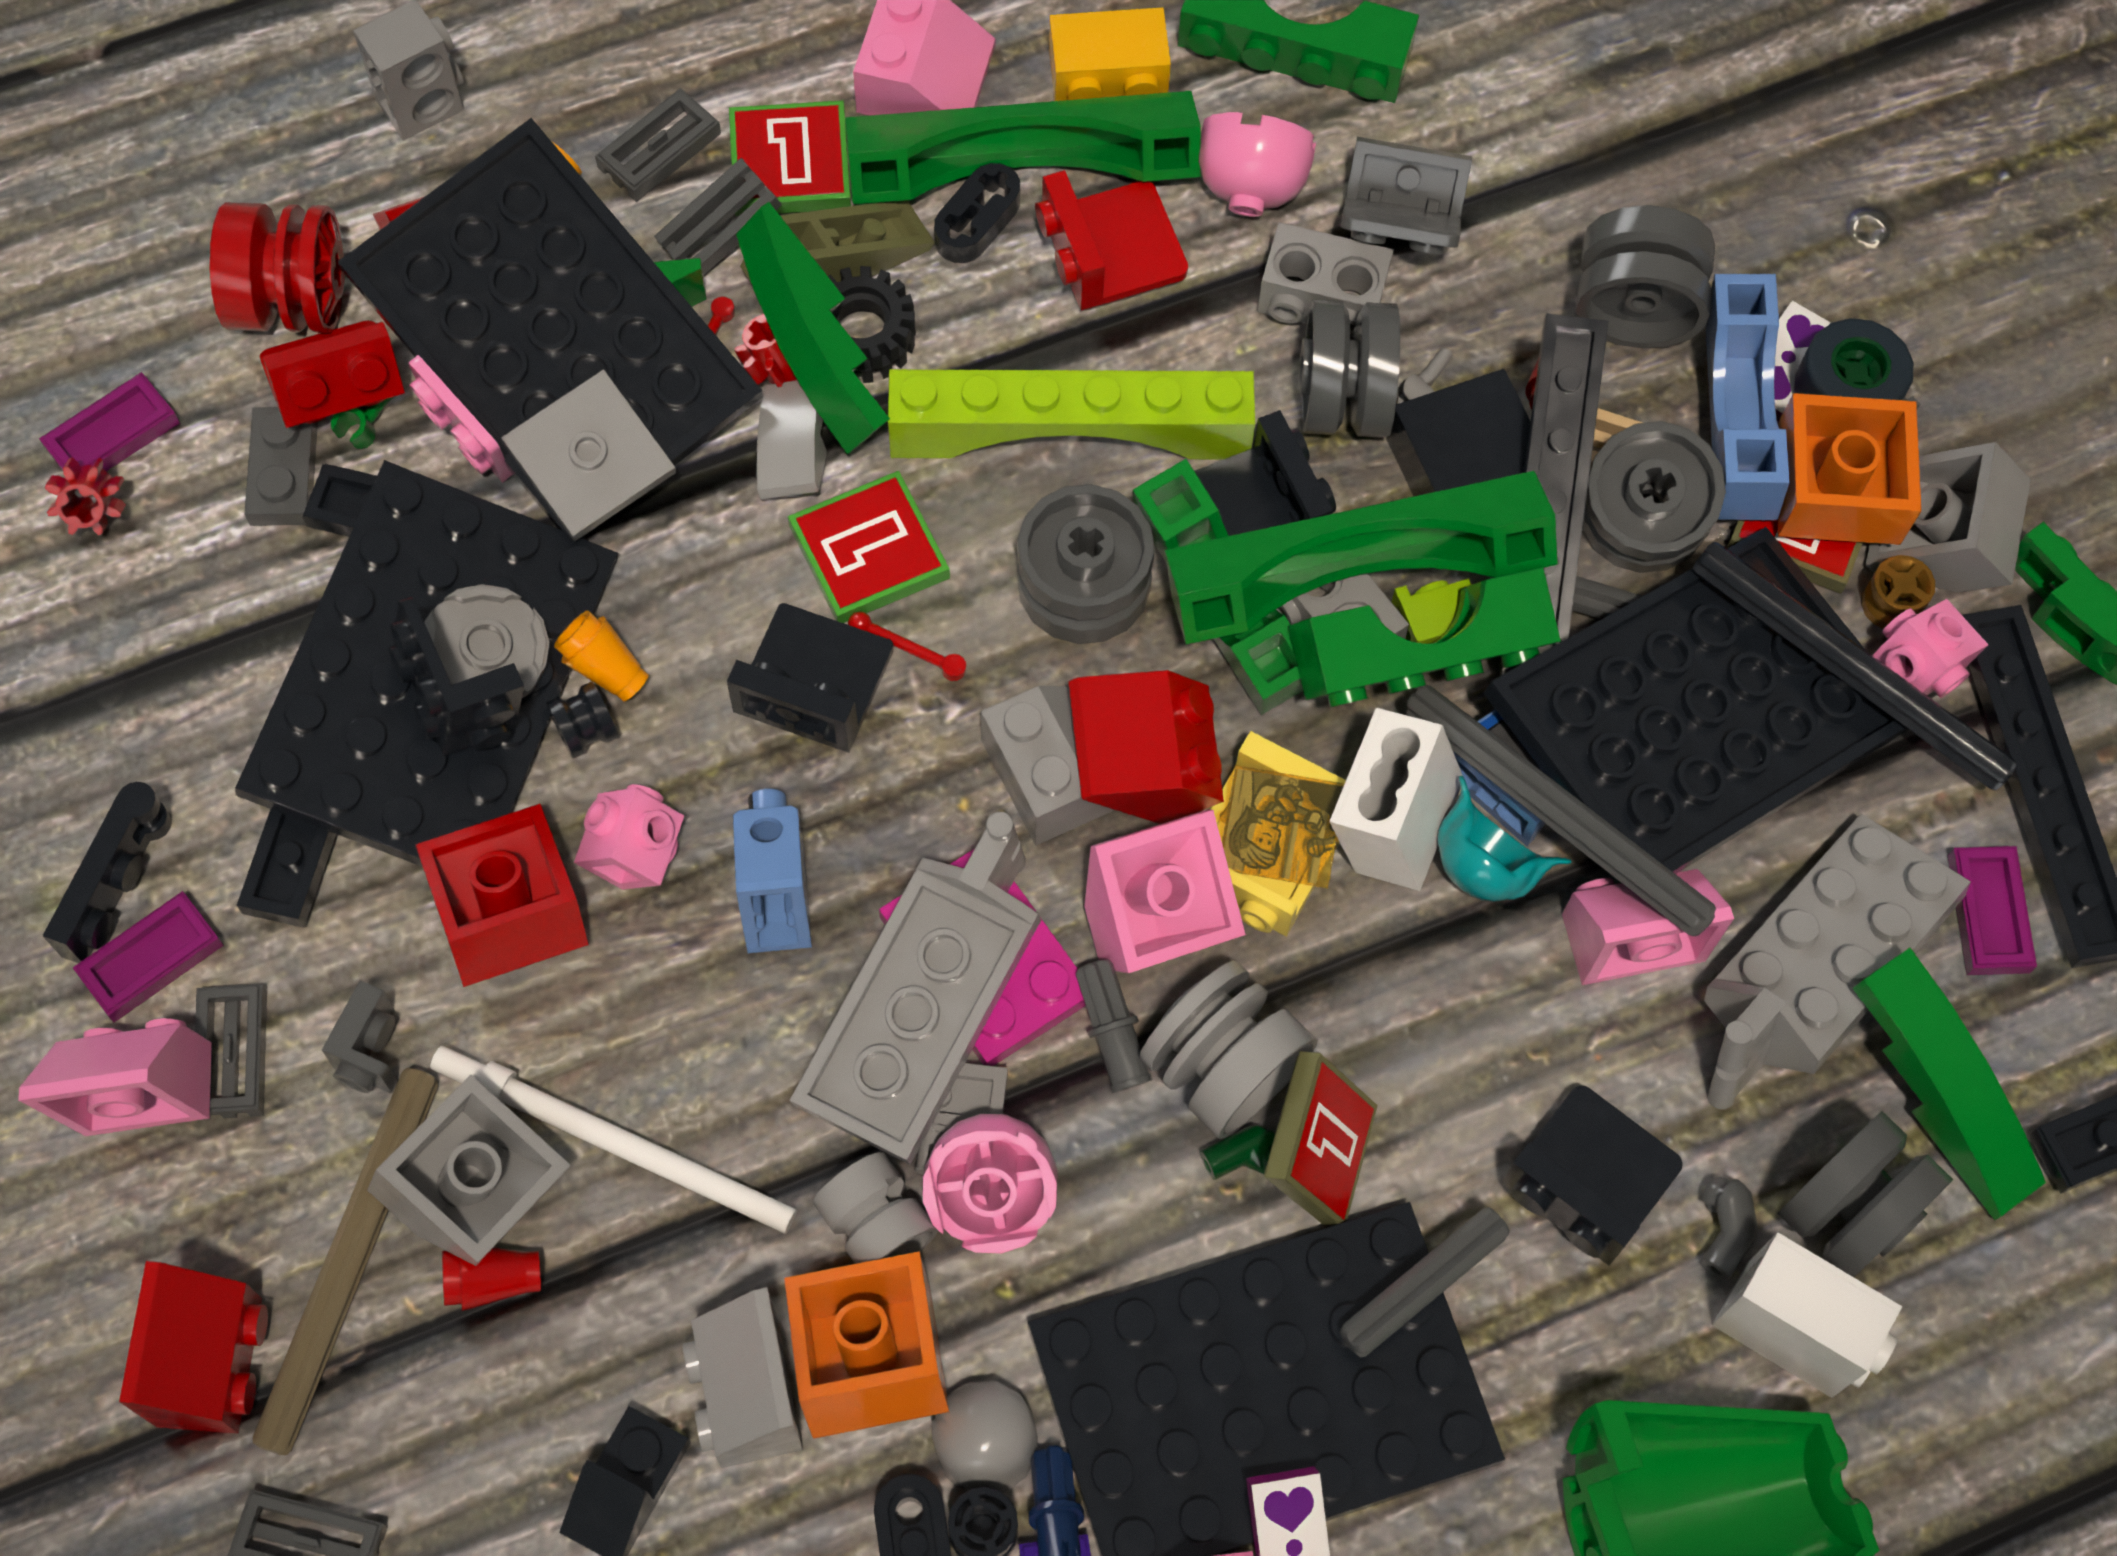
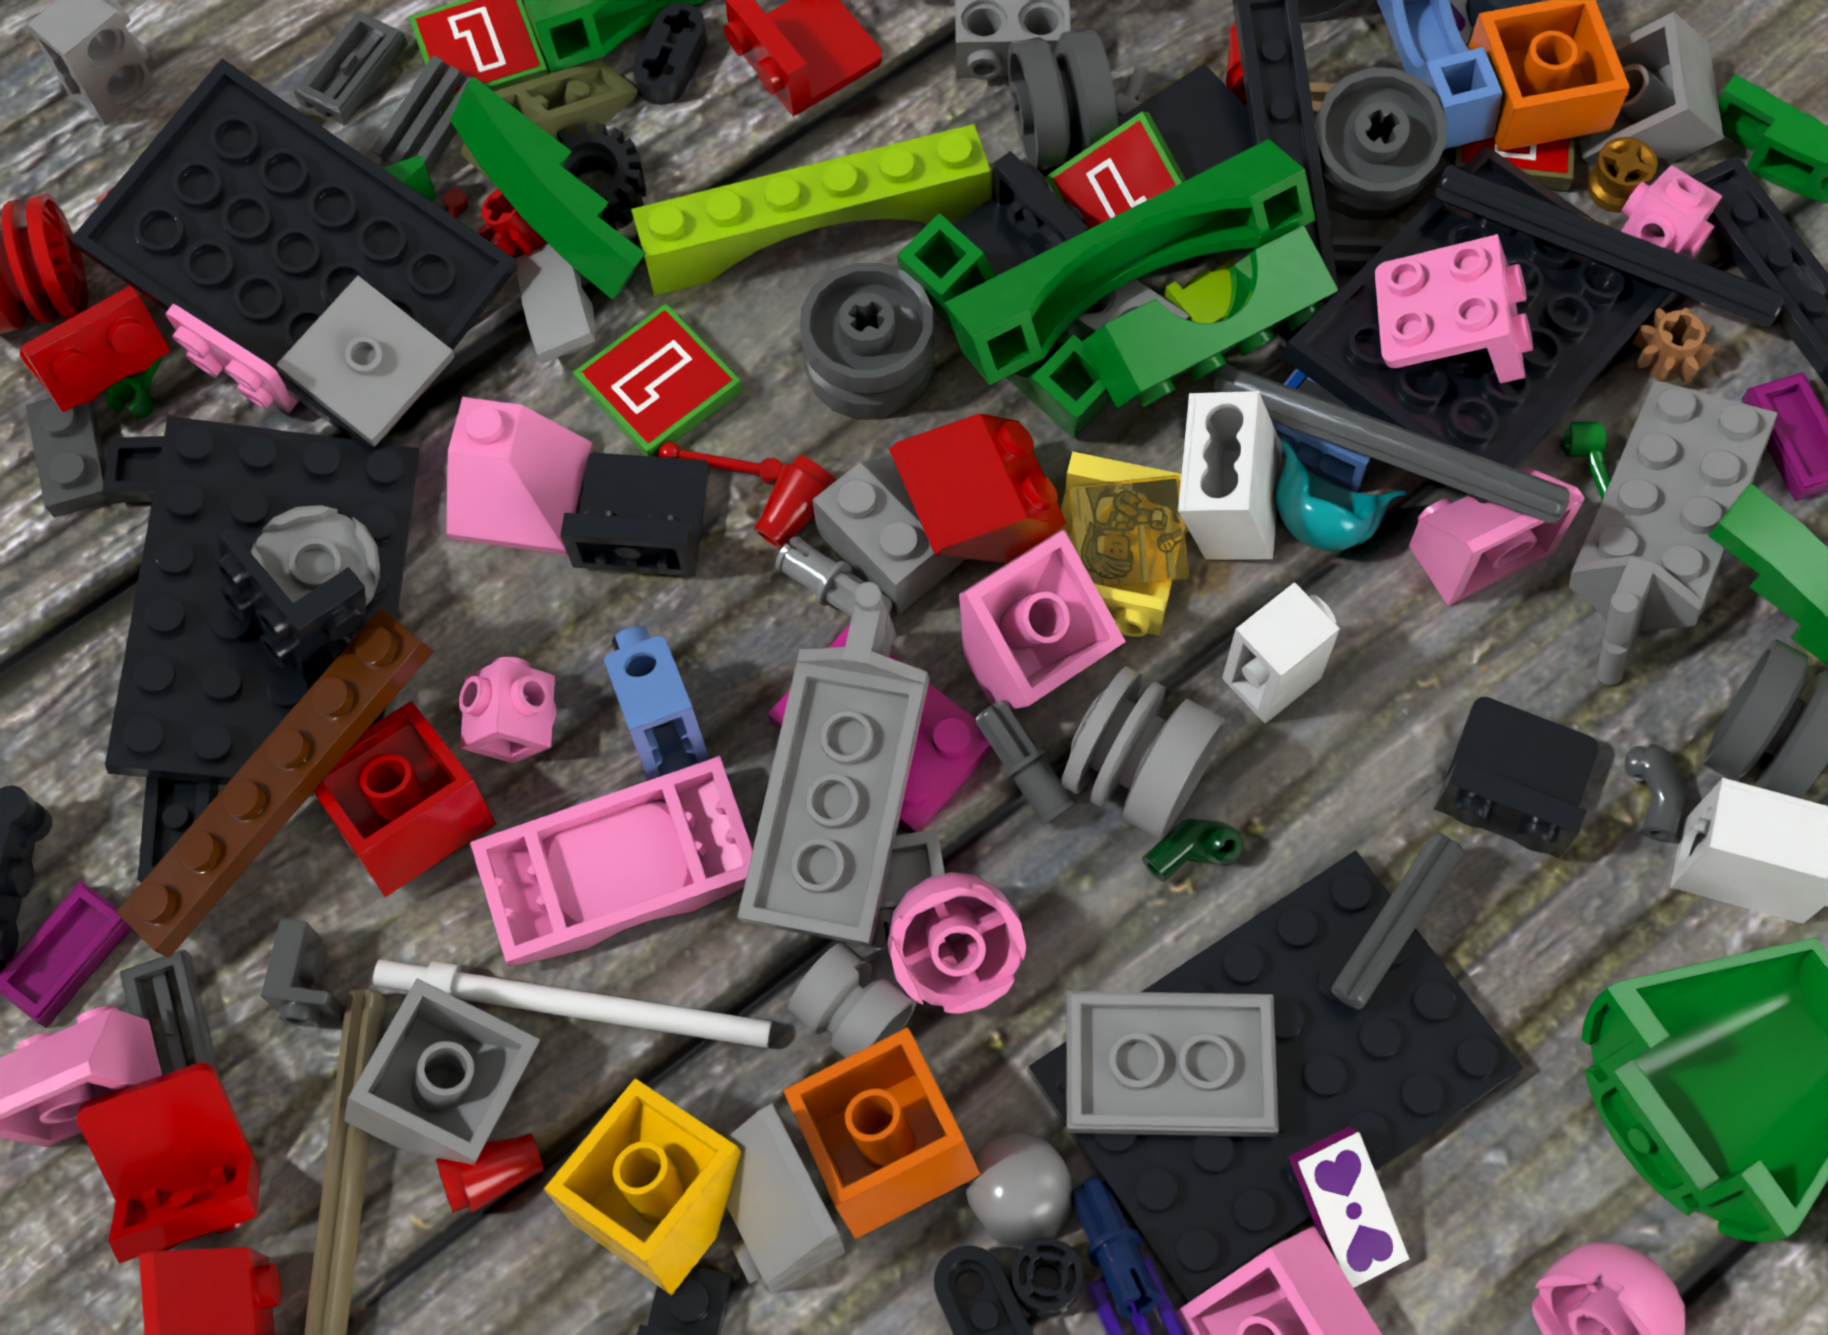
camera: 10 degrees left, 0 degrees up
(198, 1182) = (171, 1160): none -> red bracket
(389, 848) = (273, 783): none -> reddish brown plate
(582, 719) = (429, 611): black wheel -> none
(601, 656) = (430, 546): light orange cone -> none
(633, 1331) = (649, 1185): none -> yellow slope
(689, 1014) = (614, 863): none -> bright pink slope
(700, 606) = (512, 476): none -> bright pink slope
(961, 704) = (792, 500): none -> red cone
(974, 790) = (821, 575): none -> light grey axle
(1162, 1358) = (1171, 1064): none -> light grey tile
(1321, 1139) = (1257, 813): tile -> none
(1381, 461) = (1117, 171): none -> red tile
(1393, 987) = (1280, 651): none -> white brick
(1669, 689) = (1453, 305): none -> bright pink bracket
(1774, 857) = (1589, 441): none -> green hand
(1901, 770) = (1673, 345): none -> medium nougat gear

